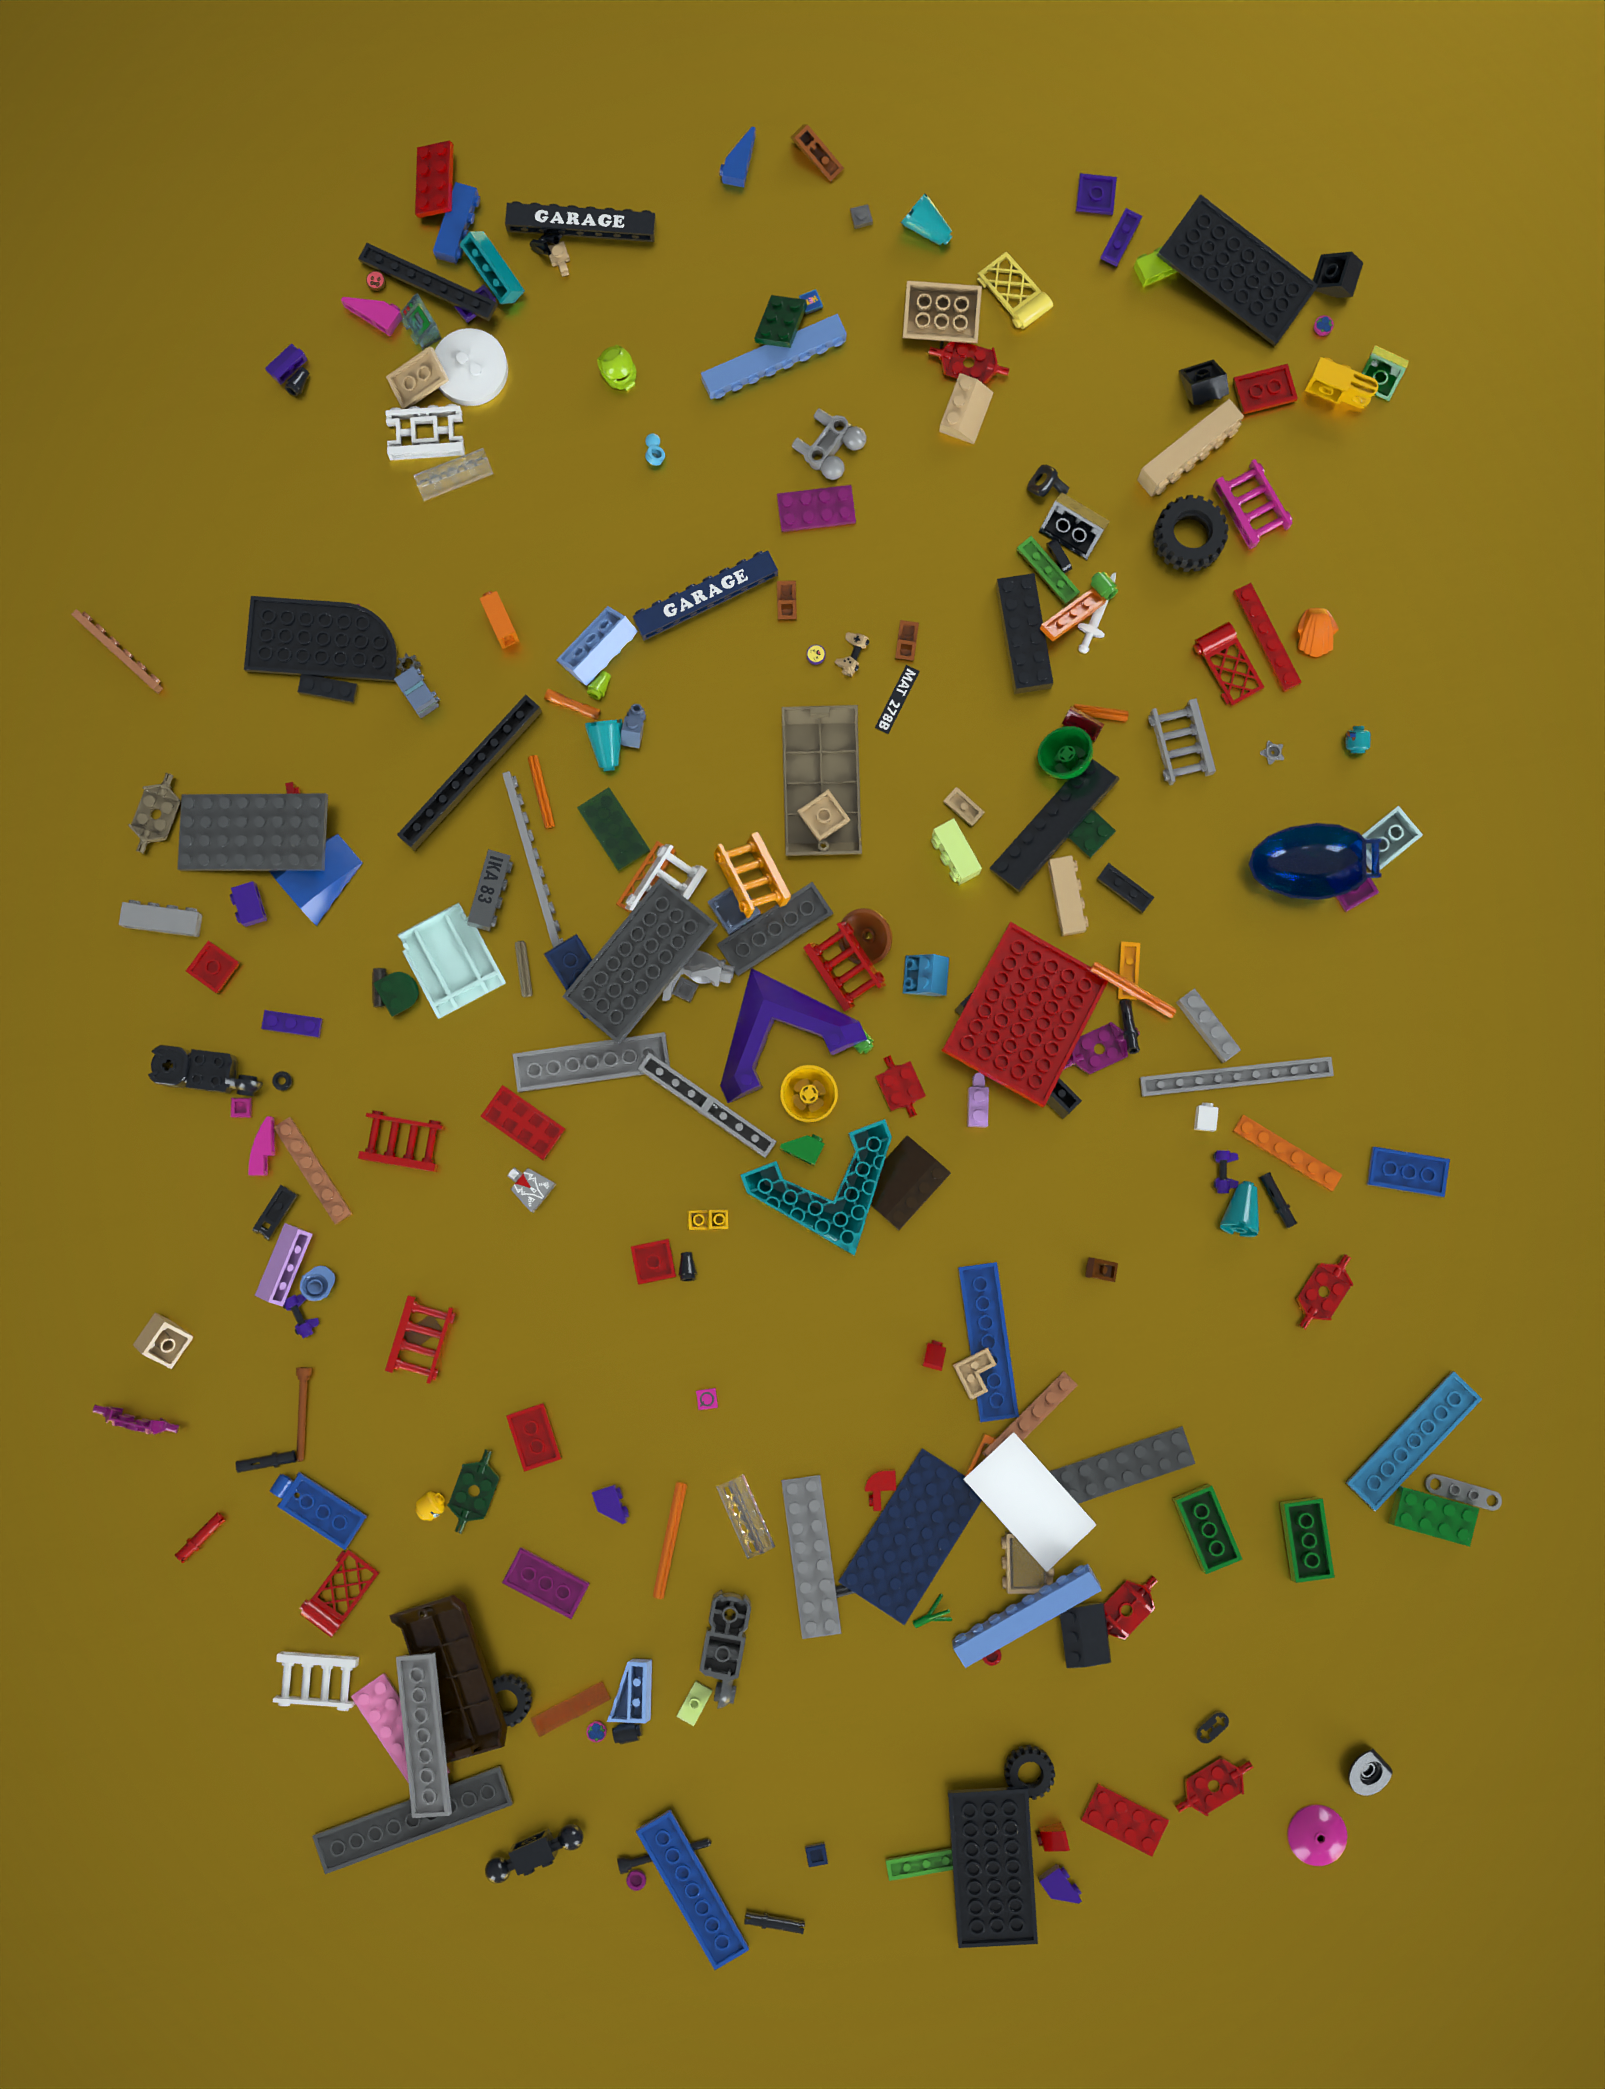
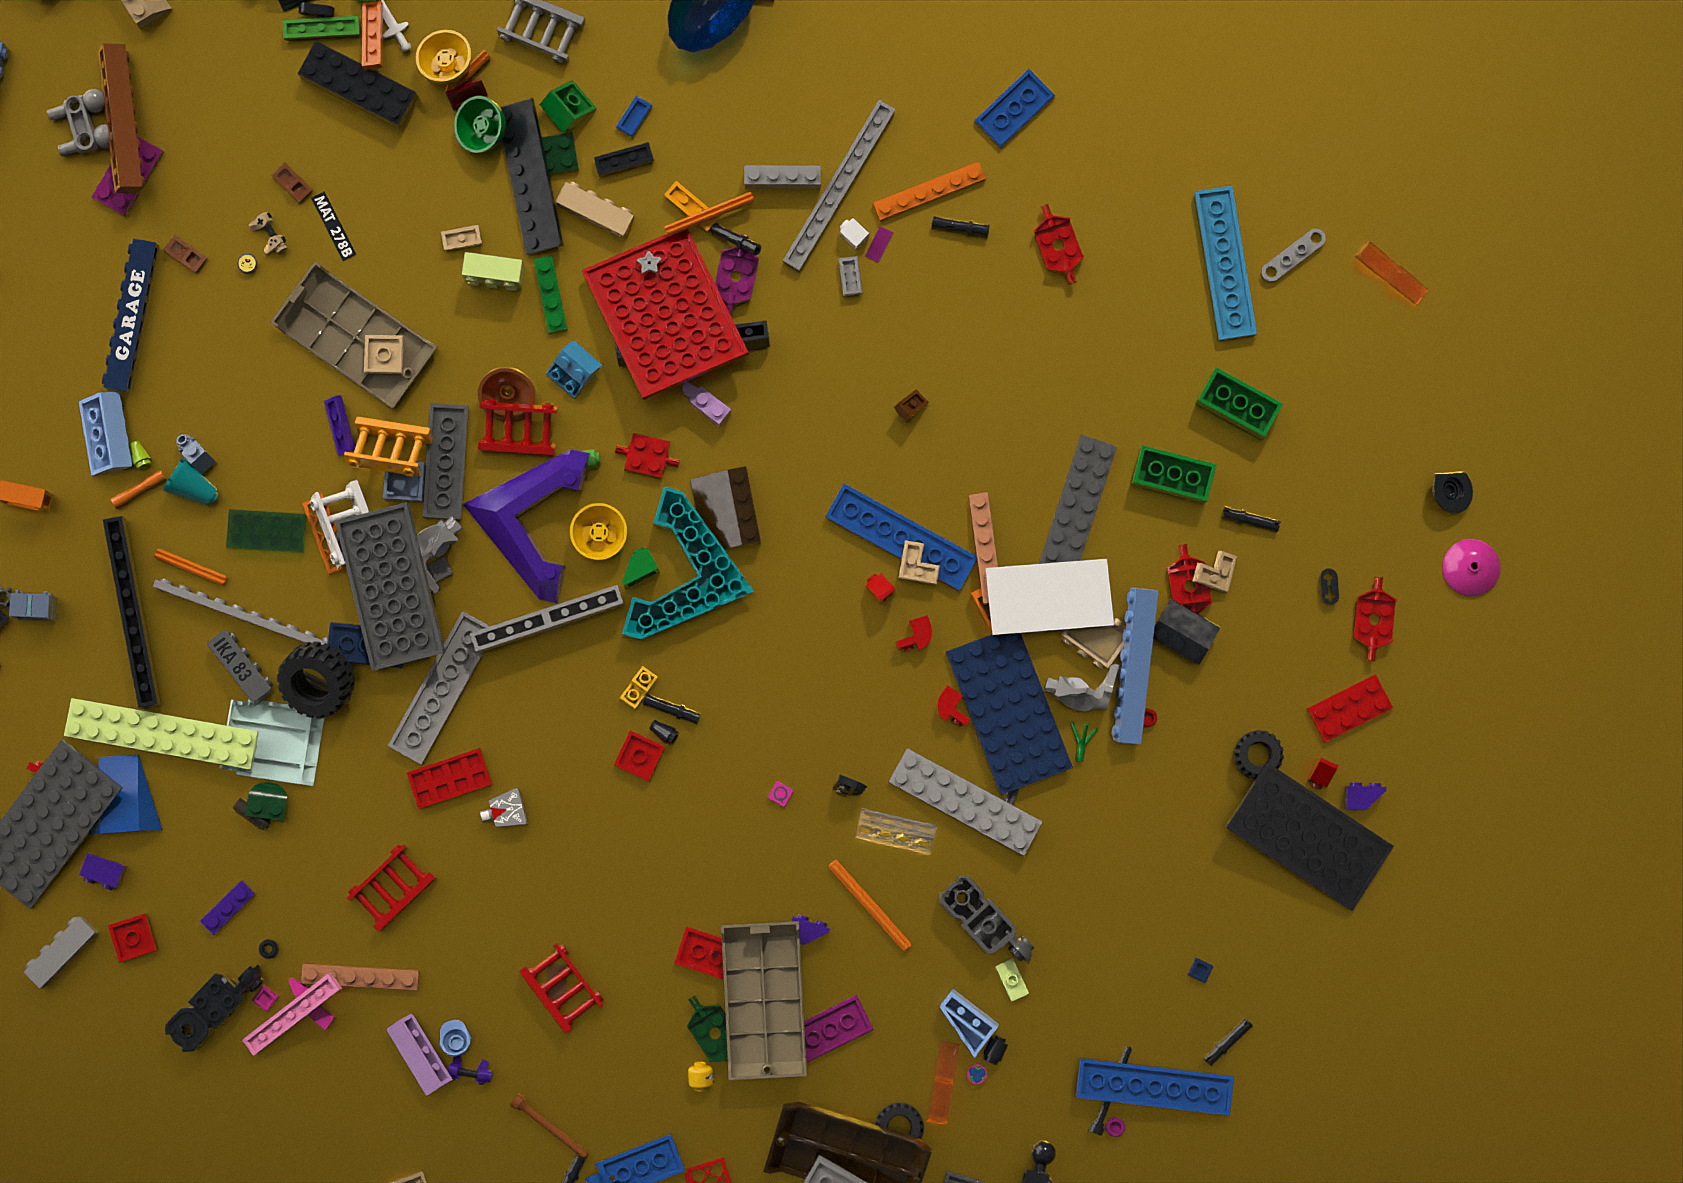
camera: 55 degrees left, 0 degrees up
(241, 1139) = (292, 1014): none -> bright pink plate
(275, 1212) = (371, 1031): black plate -> none
(391, 868) = (161, 733): none -> yellowish green plate
(503, 957) = (307, 698): none -> black tyre
(527, 1513) = (764, 1000): none -> dark tan piece
(710, 1259) = (670, 708): none -> black pin
(741, 823) = (339, 425): none -> dark purple plate
(751, 1449) = (846, 786): none -> black plate
(855, 469) = (120, 118): none -> dark orange brick
(919, 1864) = (1266, 893): bright green plate -> none
(922, 1418) = (921, 636): none -> red brick
(967, 1584) = (1078, 695): none -> light grey hips
(972, 911) = (550, 294): none -> green plate
(1056, 976) = (649, 267): none -> light grey plate
(1098, 683) = (444, 48): none -> yellow piece
(1134, 811) = (567, 106): none -> green slope
(1151, 1628) = (1219, 576): none -> tan tile
(1166, 870) = (634, 116): none -> blue tile
(1169, 1141) = (850, 276): none -> light grey plate
(1213, 1144) = (879, 244): none -> magenta sticker
(1215, 1612) = (1250, 519): none -> black pin
(1223, 1183) = (915, 259): dark purple piece -> none
(1242, 1211) = (948, 261): teal cone -> none
(1434, 1516) = (1294, 291): green brick -> none
(1511, 1584) = (1391, 272): none -> clear orange slope

